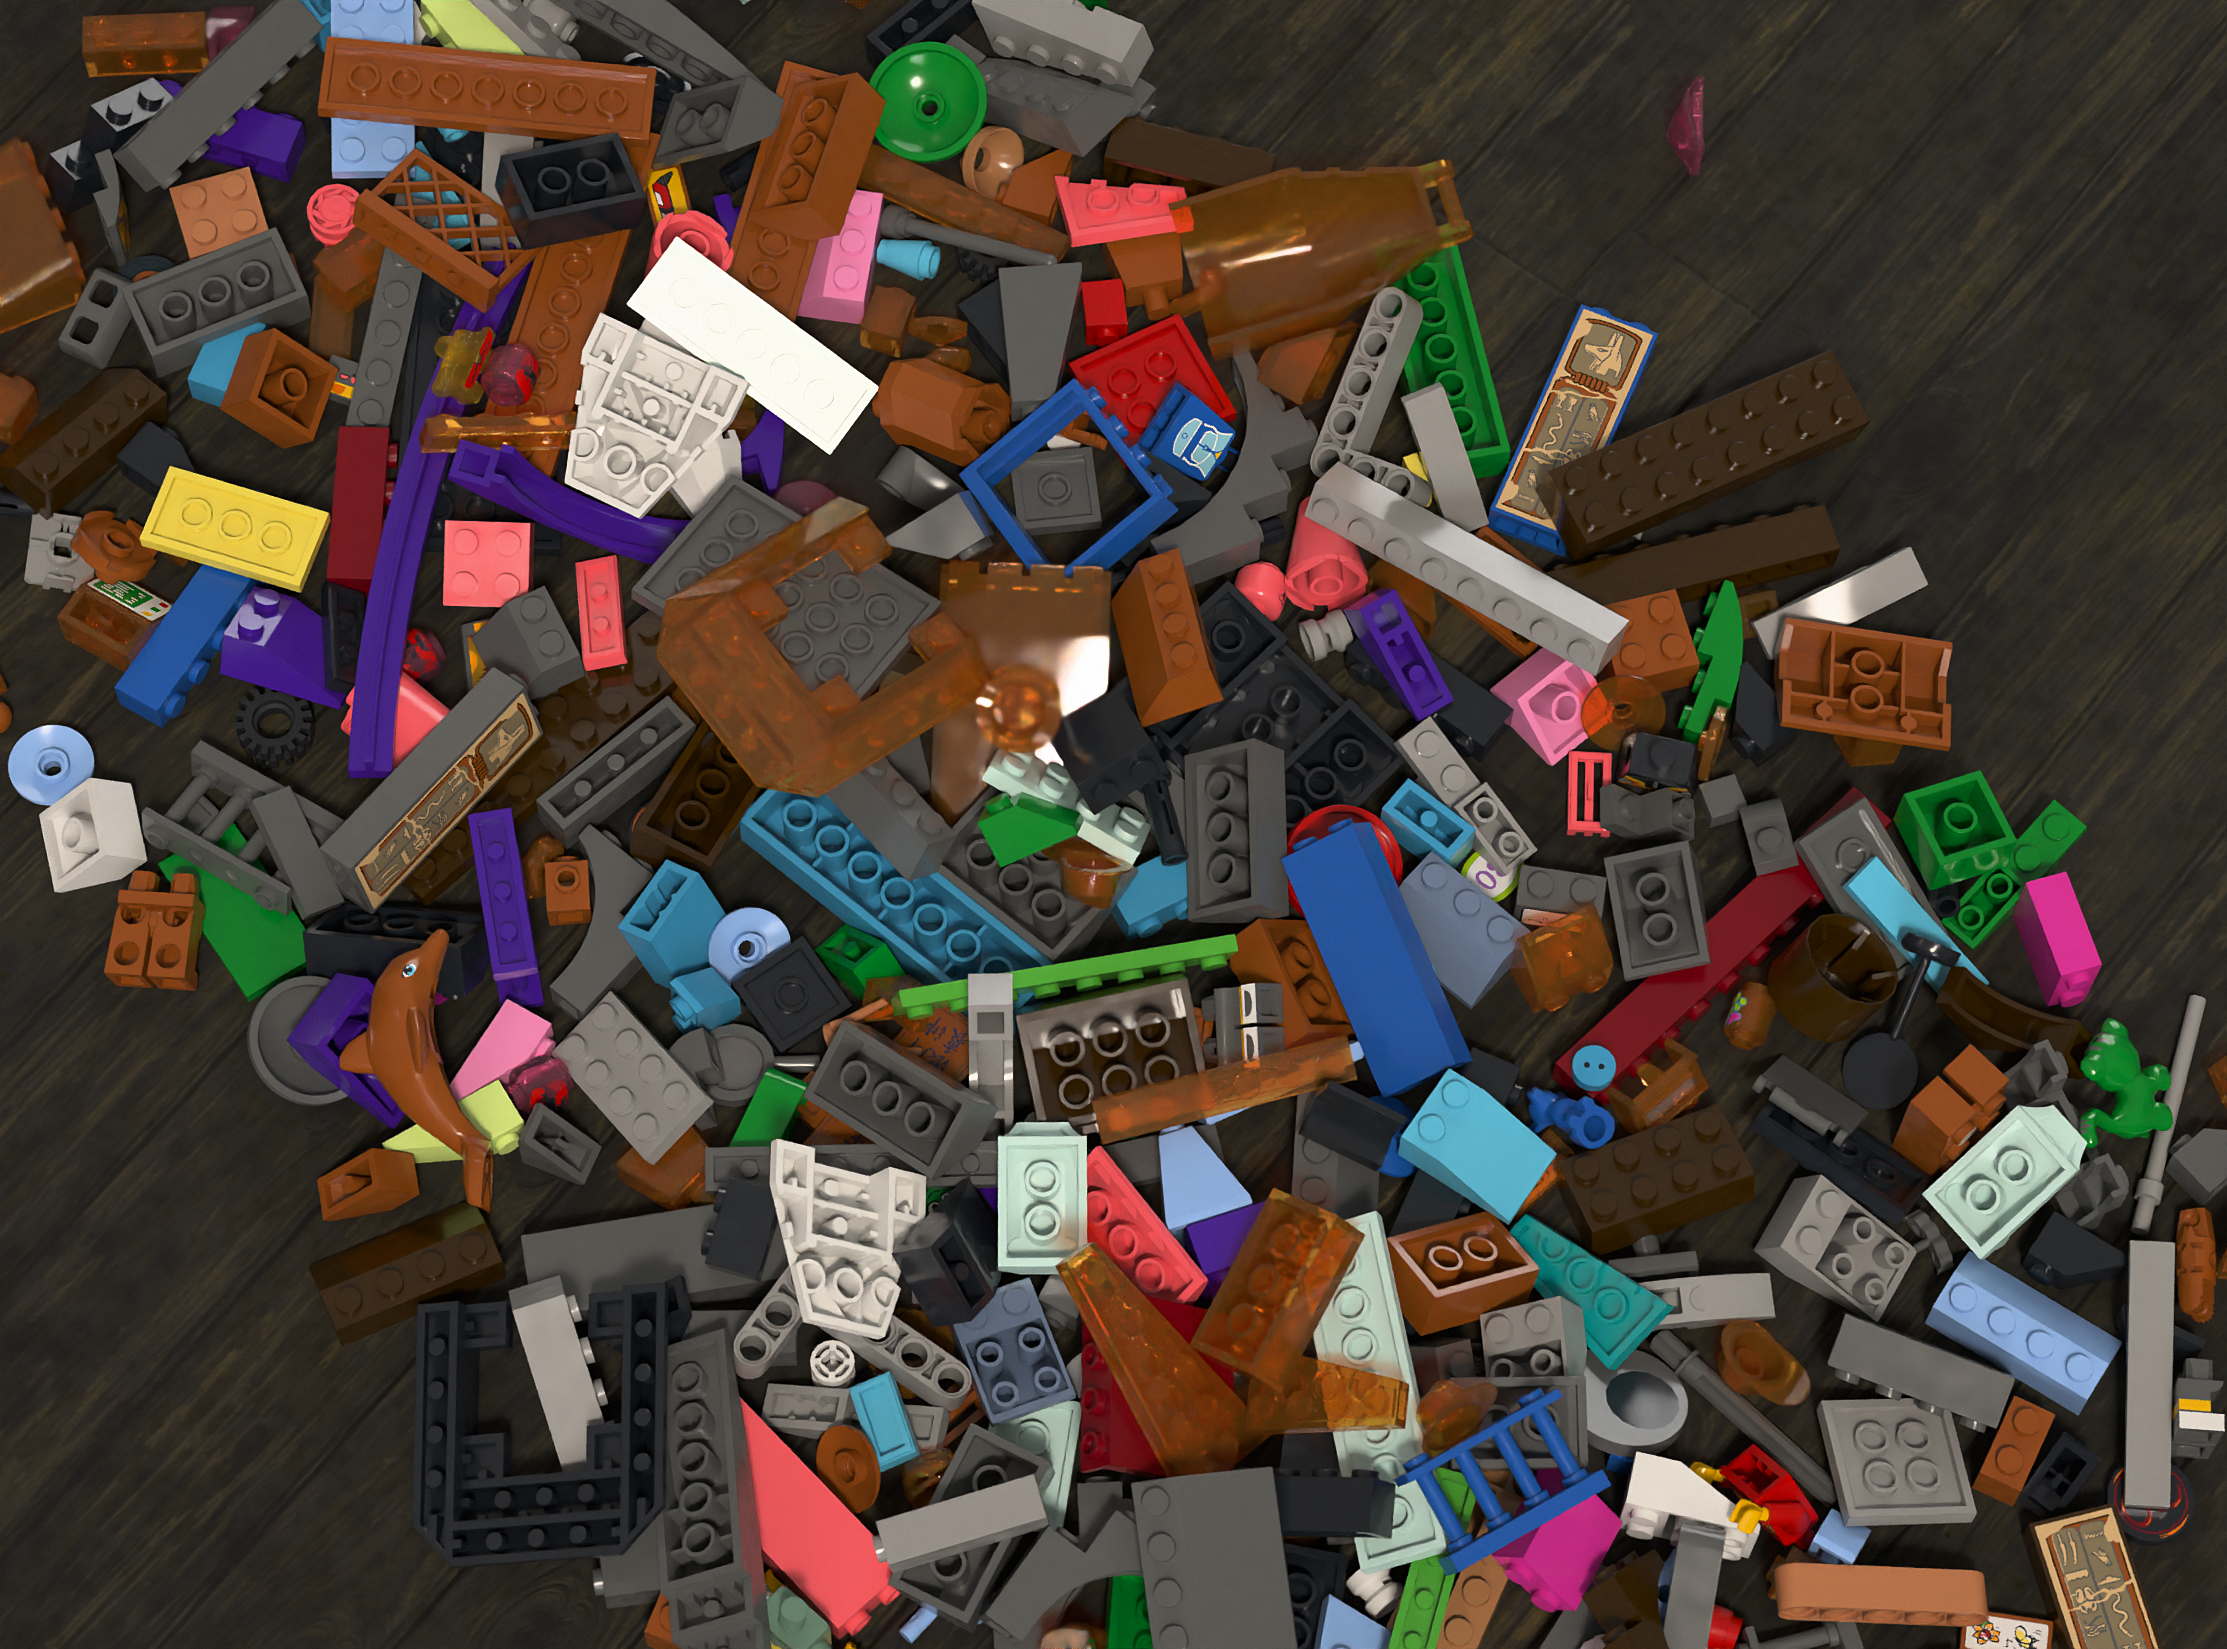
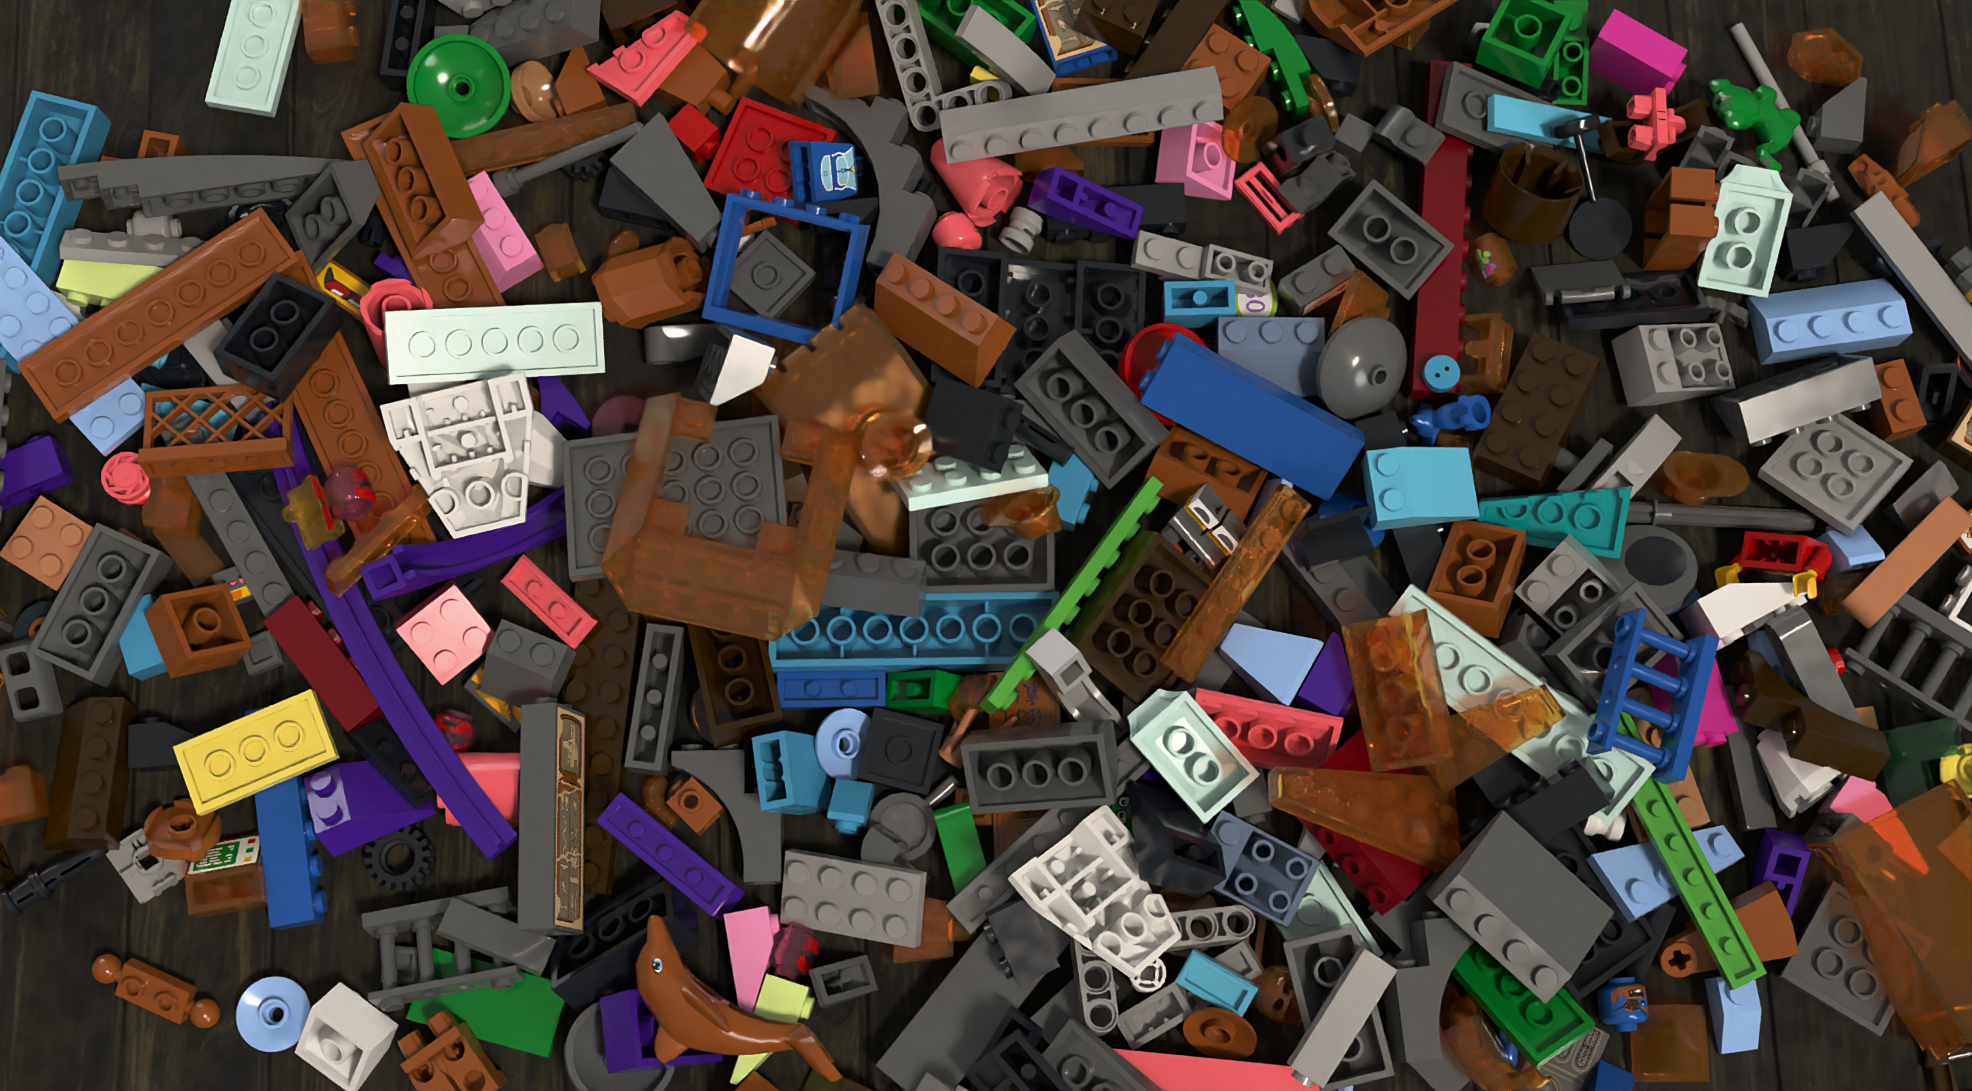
camera: 35 degrees left, 10 degrees up
(315, 459) = (264, 654): none -> dark grey tile
(780, 893) = (832, 690): none -> blue plate
(910, 257) = (536, 198): medium azure cone -> none
(937, 329) = (598, 232): clear orange tile -> none
(1025, 825) = (965, 517): green slope -> none
(1452, 1413) = (1582, 681): clear orange piece -> none
(1522, 981) = (1361, 367): none -> dark grey dish
(1982, 1555) = (1921, 496): none -> flat silver slope
(2016, 990) = (1658, 123): none -> coral hips

